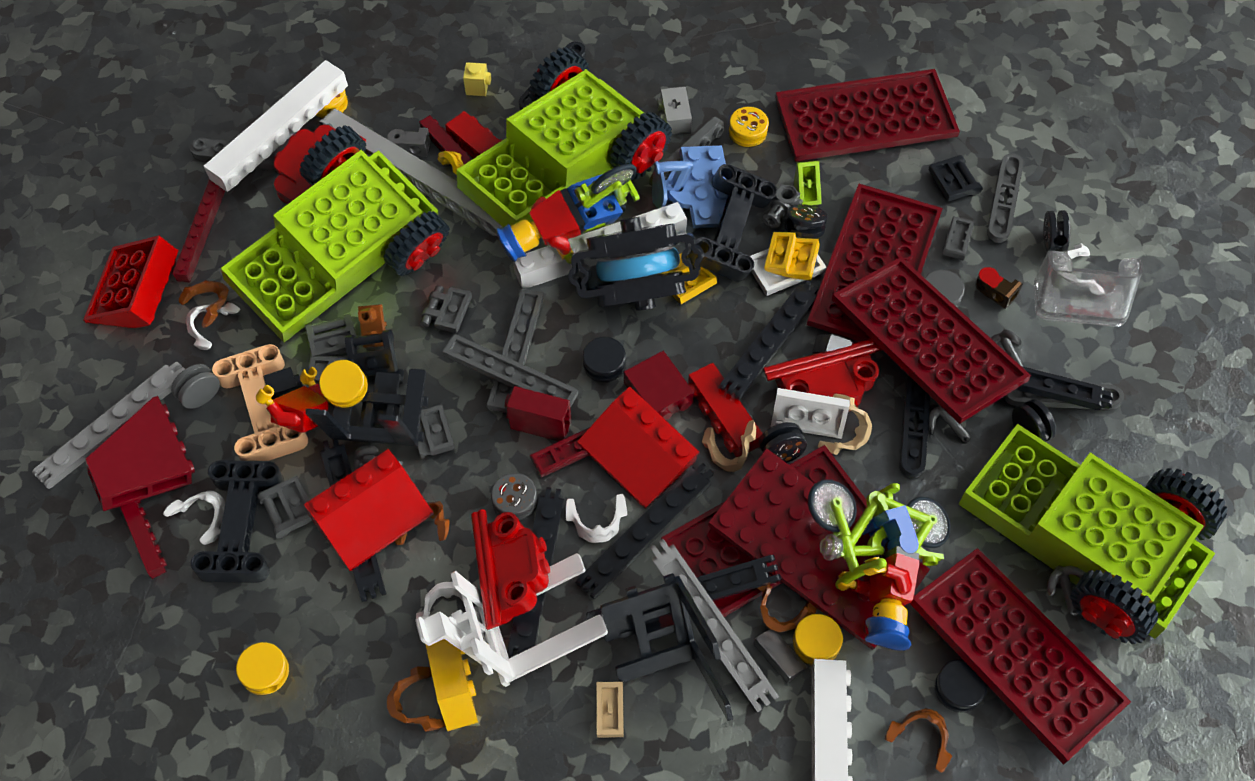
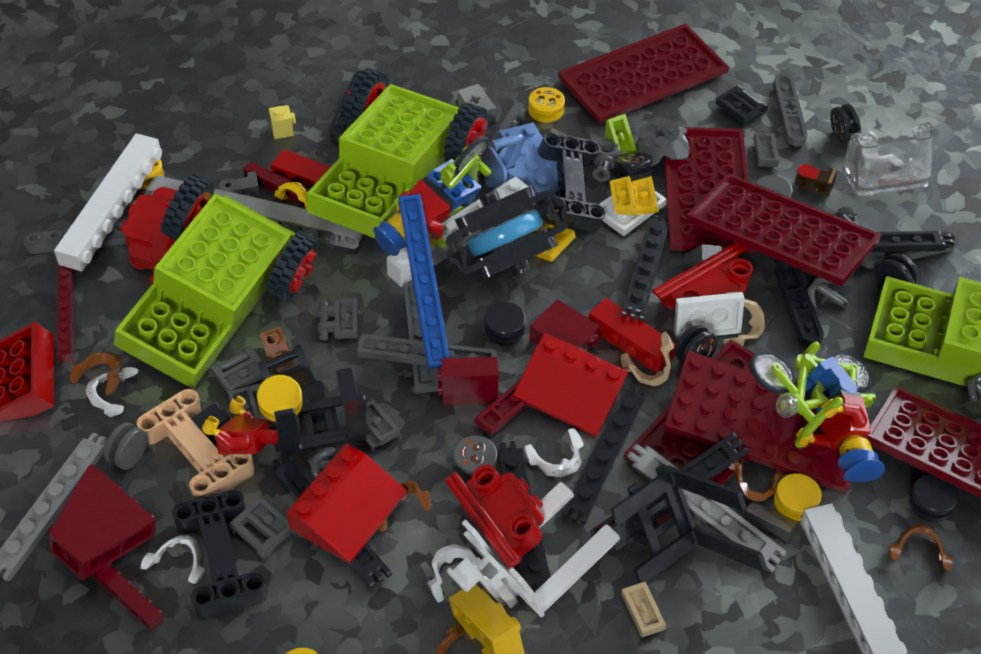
camera: 20 degrees left, 10 degrees down
(526, 297) = (424, 280): none -> blue tile
(849, 199) = (663, 138): none -> dark grey brick

